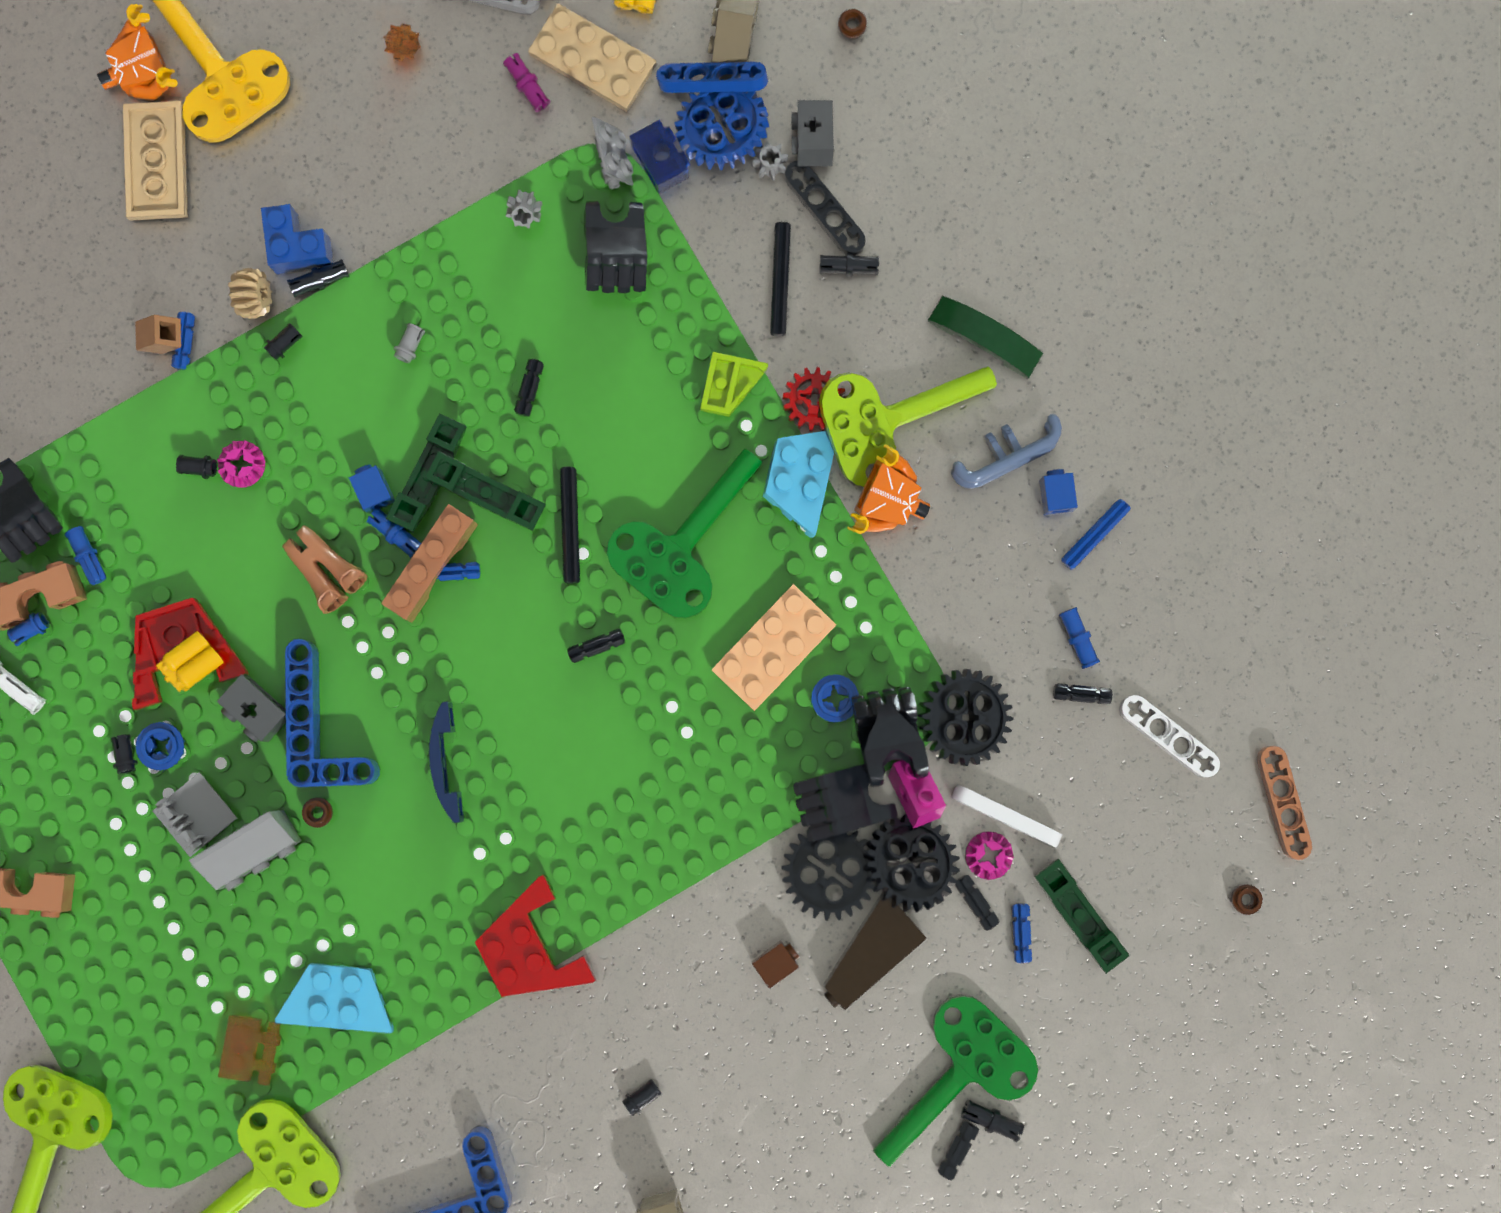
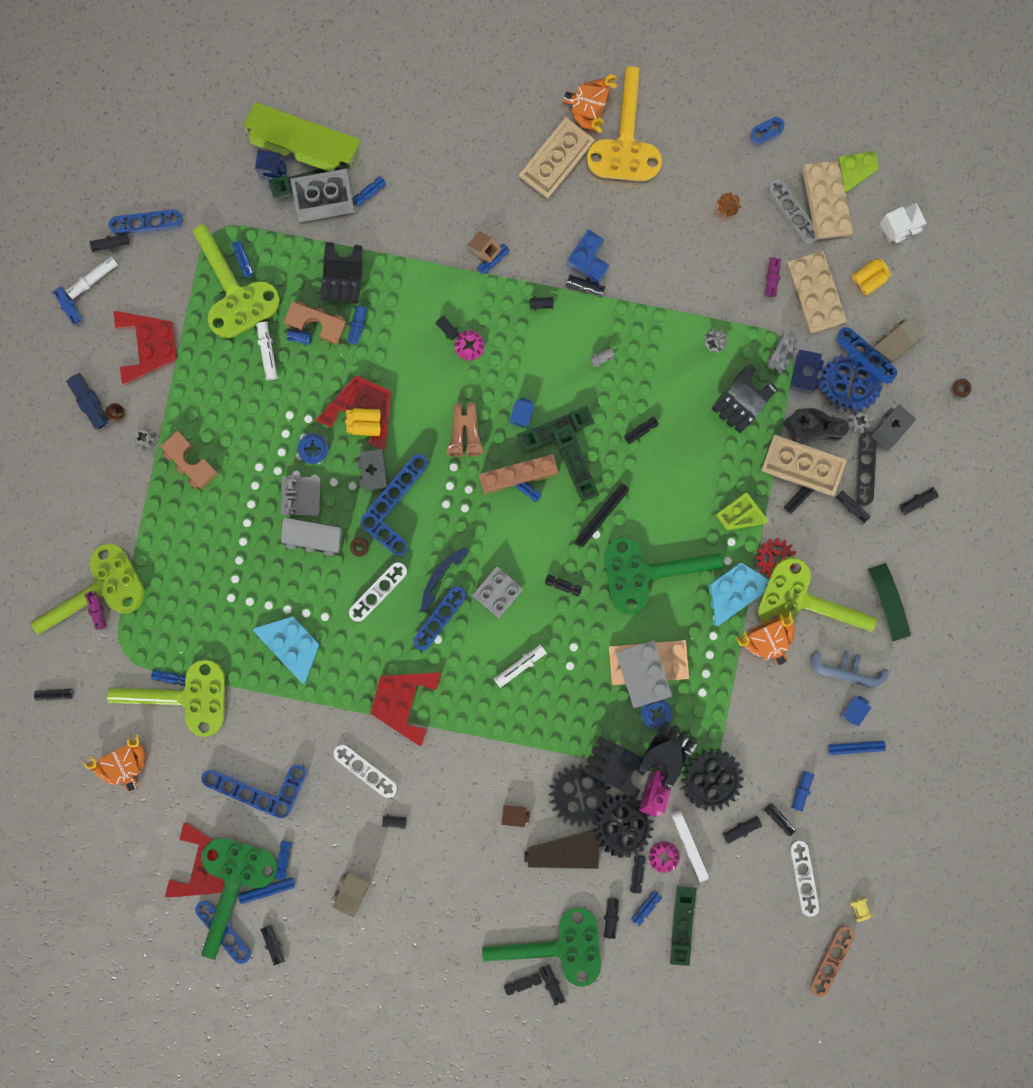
camera: 45 degrees right, 0 degrees up
(64, 1167) = (95, 610): none -> magenta pin
(123, 754) = (292, 437): black pin -> none
(223, 1168) = (168, 677): none -> blue axle
(241, 1046) = (227, 626): clear orange plate -> none
(250, 293) = (546, 265): tan gear -> none
(381, 845) = (375, 589): none -> white beam
(394, 533) = (514, 445): blue pin -> none
(481, 812) = (442, 620): none -> blue beam
(526, 721) = (497, 592): none -> light grey hinge
(555, 1063) = (367, 768): none -> white beam
(634, 750) = (501, 679): none -> white pin
(716, 232) = (821, 431): none -> black piece
(751, 264) = (804, 465): none -> tan plate
(779, 666) = (643, 674): none -> light grey slope
(917, 192) = (918, 501): none -> black pin
(992, 981) = (611, 918): none -> black pin
(1050, 744) = (742, 829): none -> black pin
(1255, 903) = (773, 997): reddish brown plate -> none
(1265, 714) = (861, 909): none -> light yellow bush

